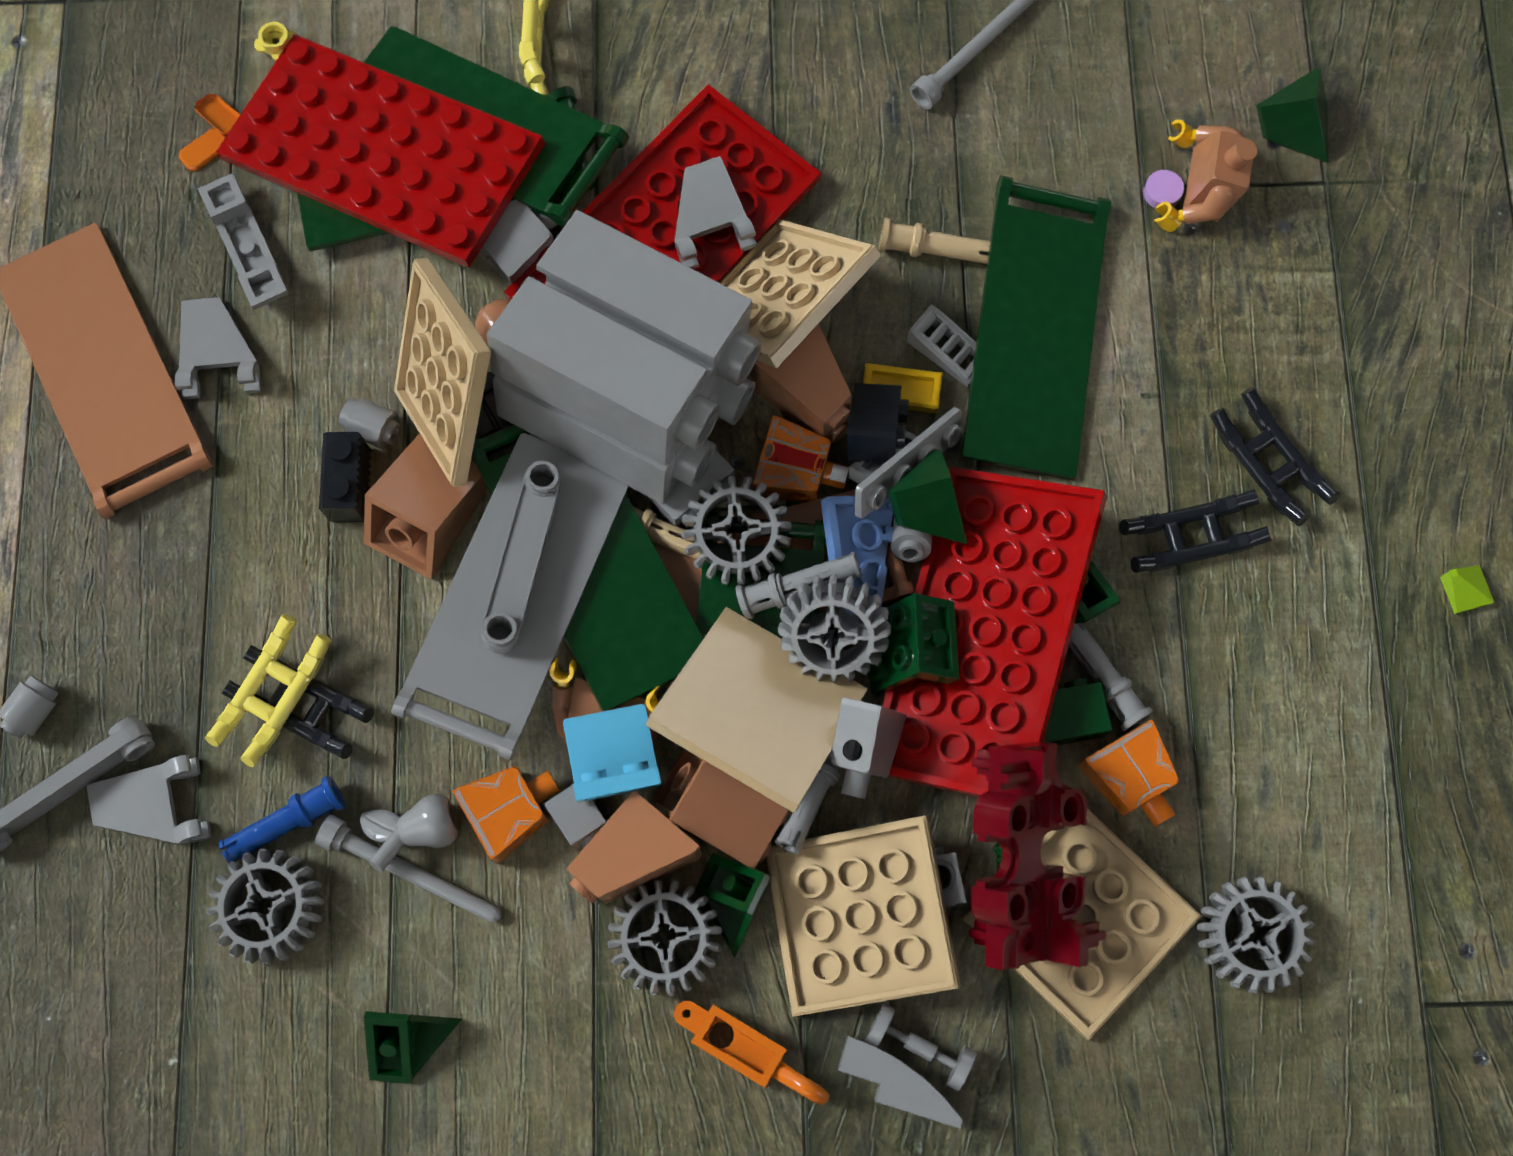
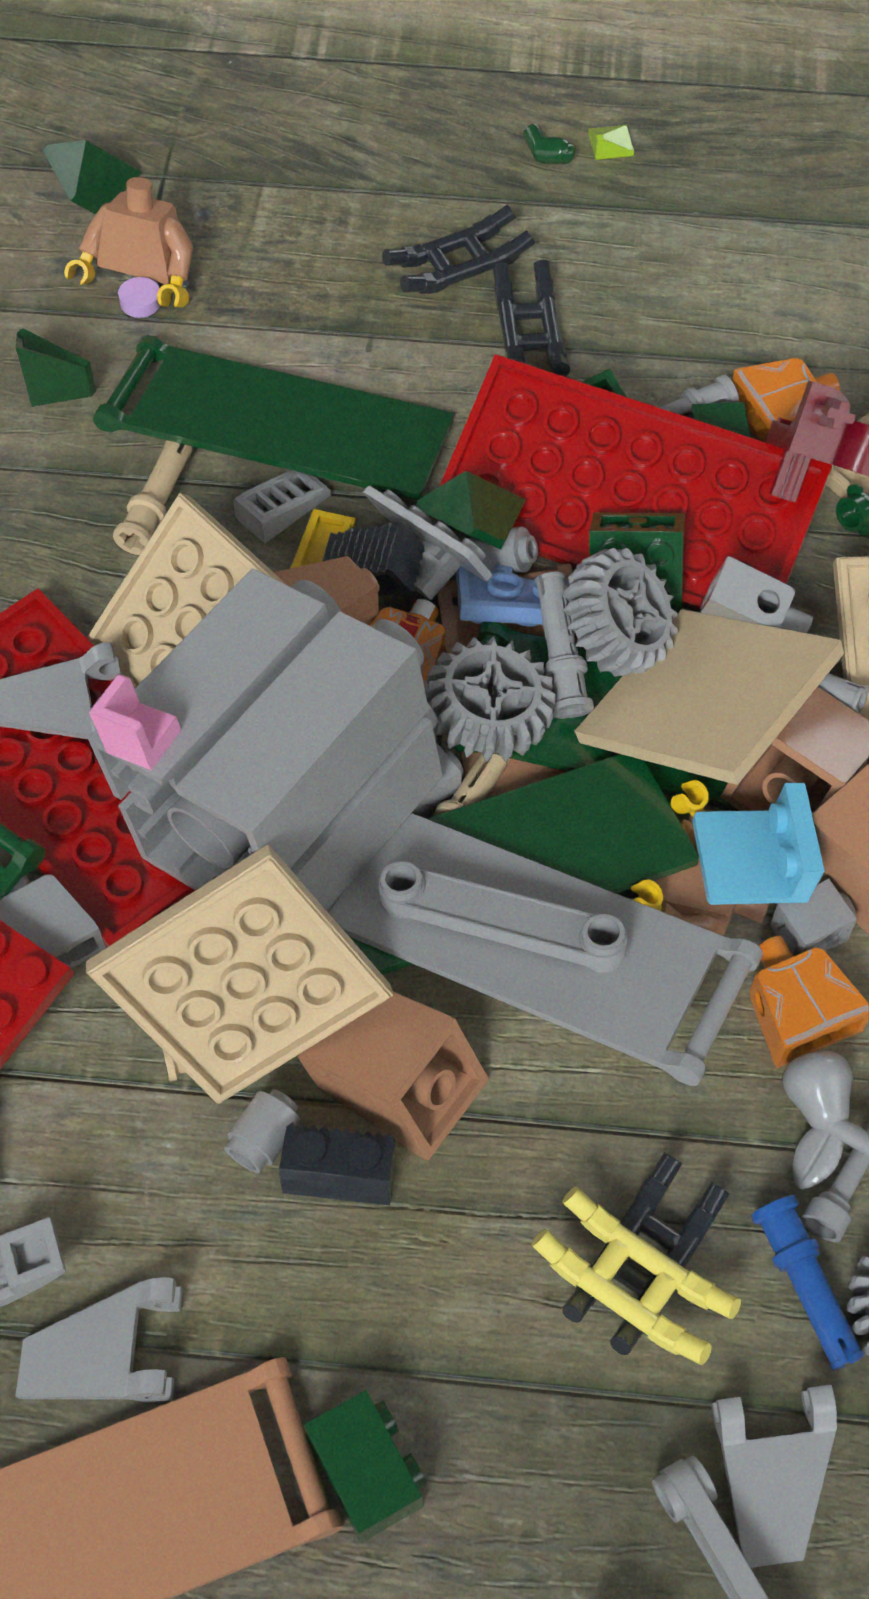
camera: 85 degrees left, 15 degrees down
(138, 525) = (365, 1465): none -> dark green brick
(572, 233) = (132, 728): none -> bright pink panel
(1052, 126) = (51, 371): none -> dark green slope
(1436, 526) = (548, 149): none -> dark green arm

